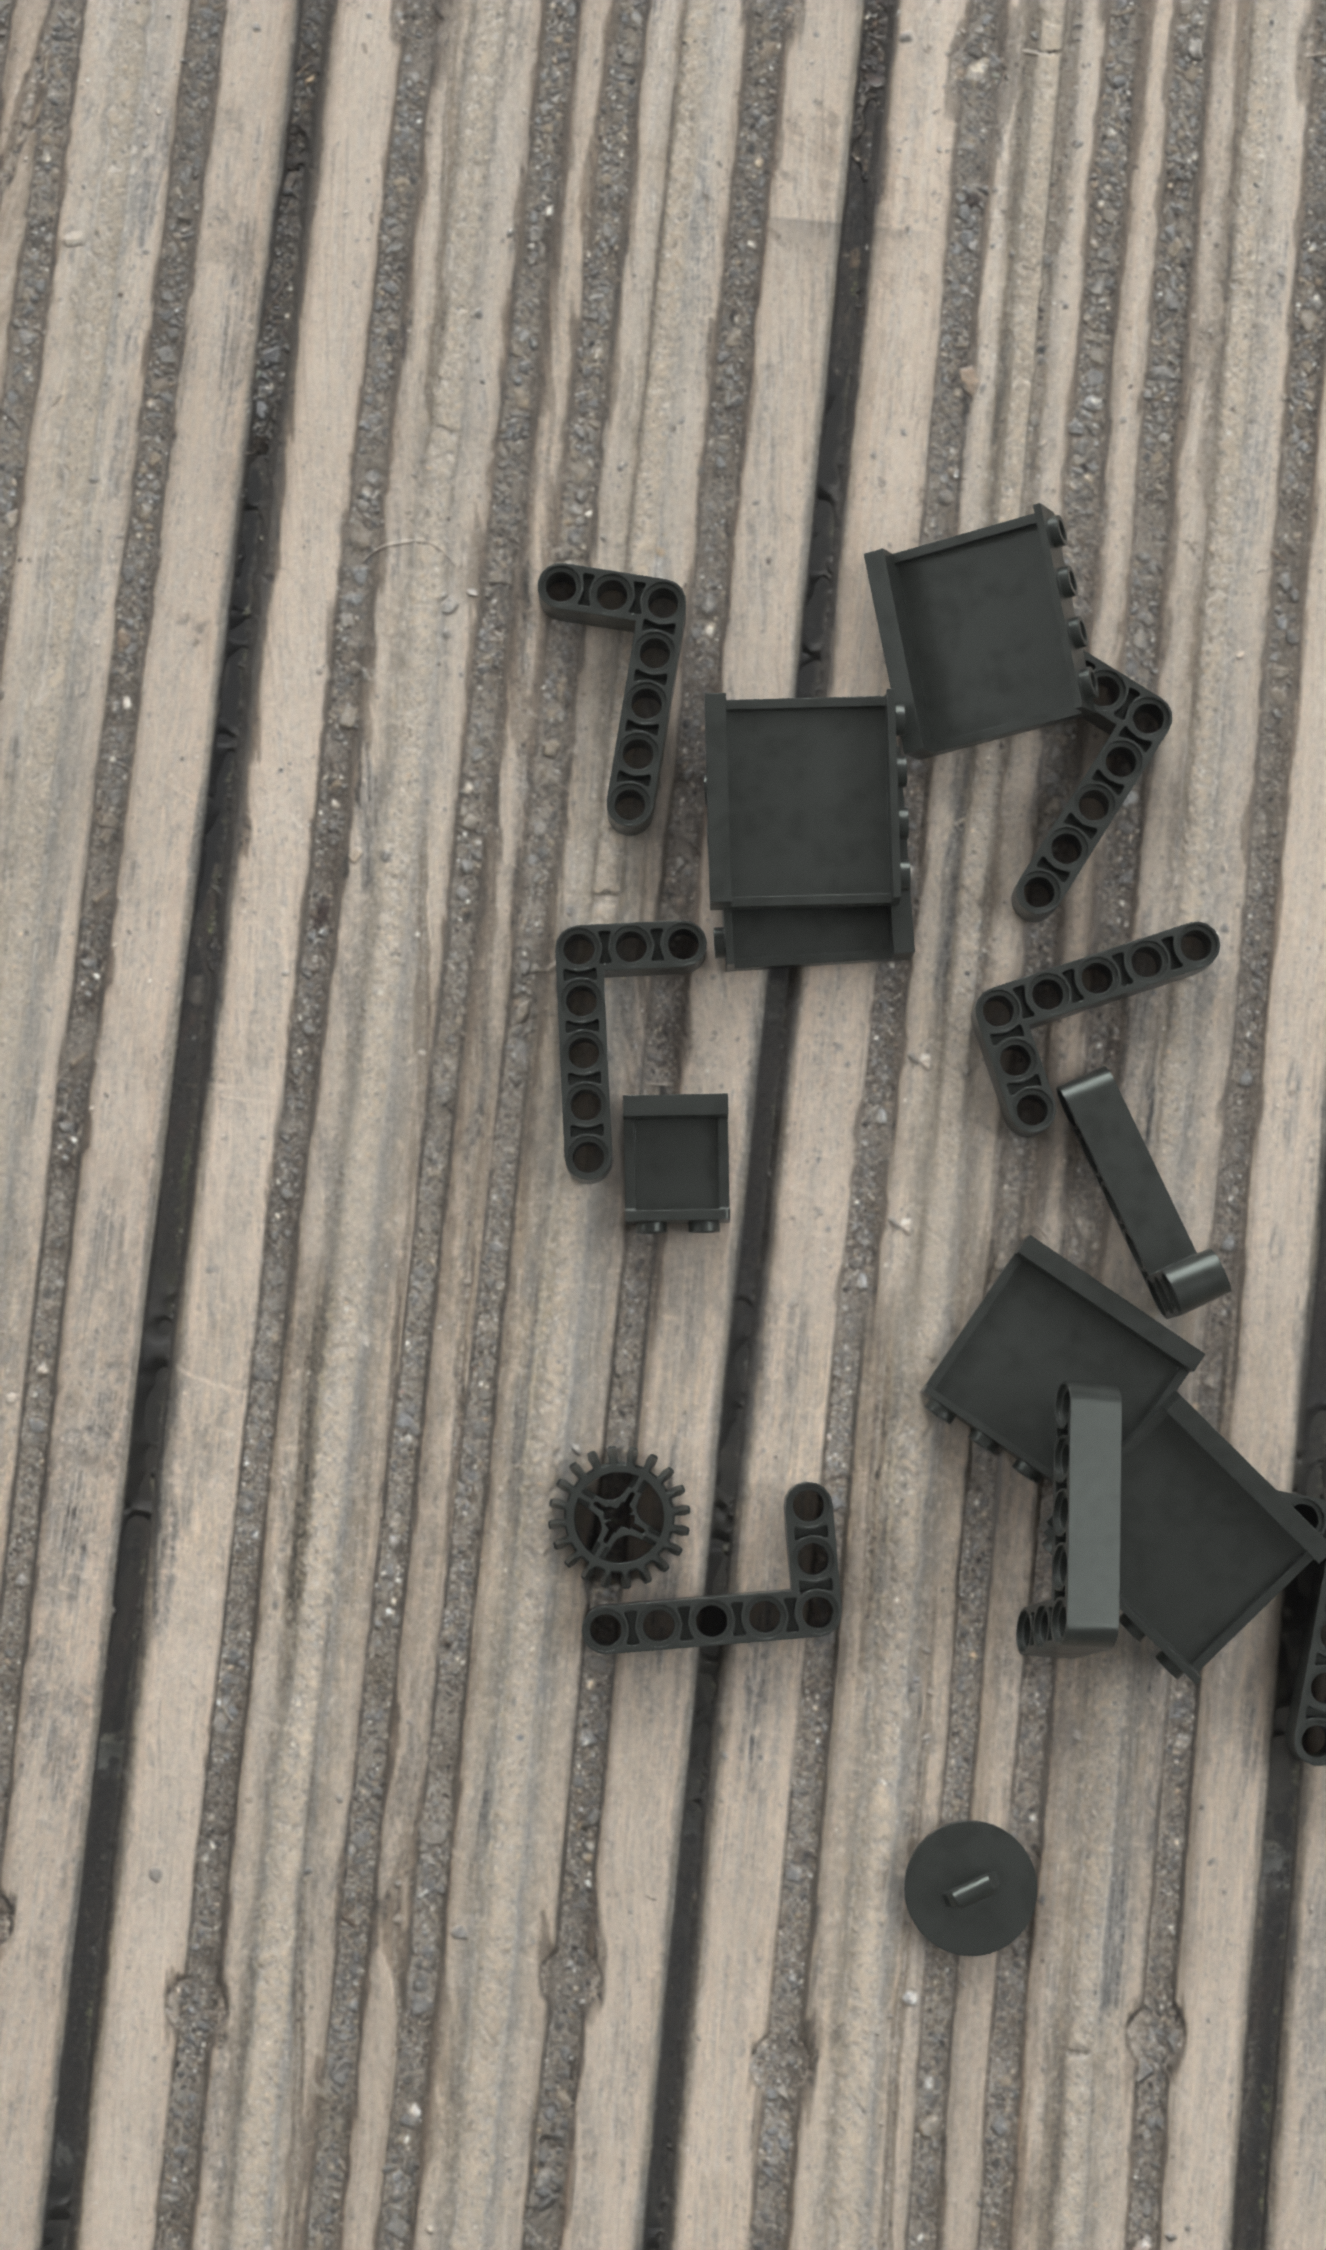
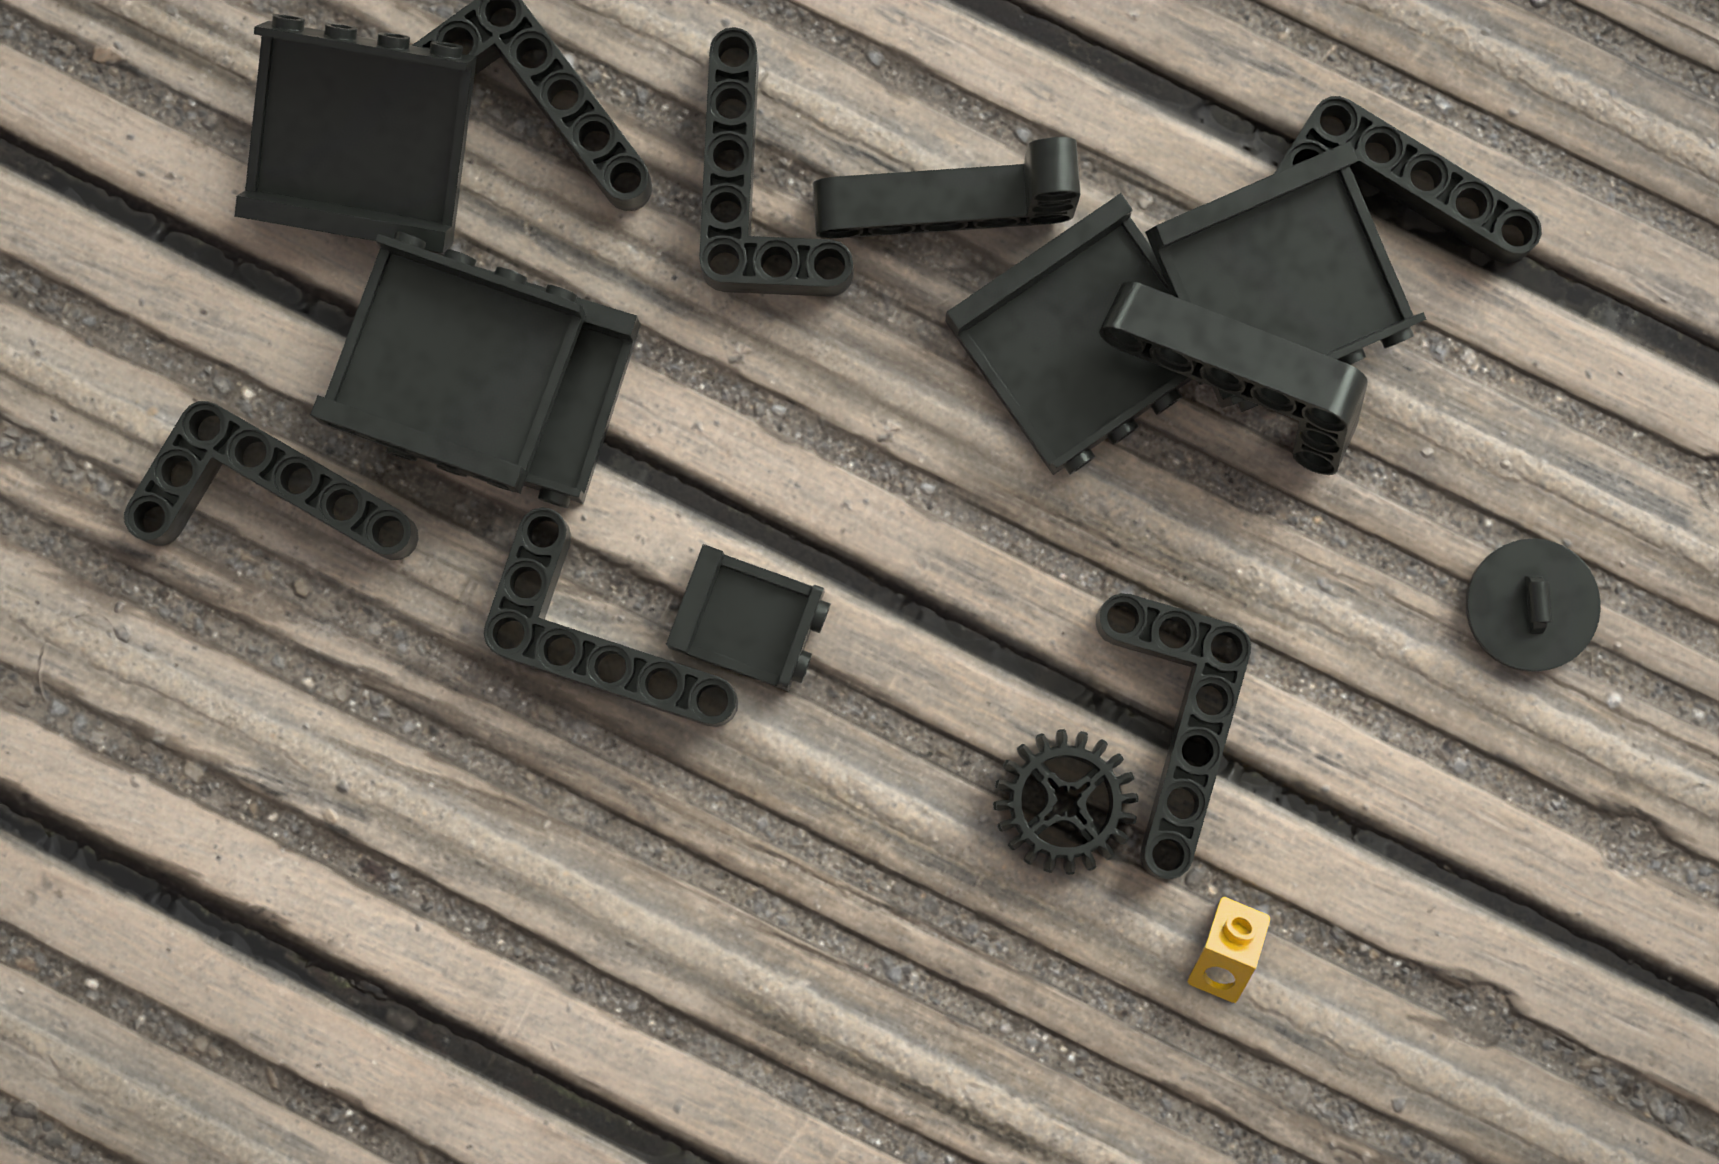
camera: 70 degrees left, 0 degrees up
(545, 1721) = (1233, 945): none -> yellow bracket

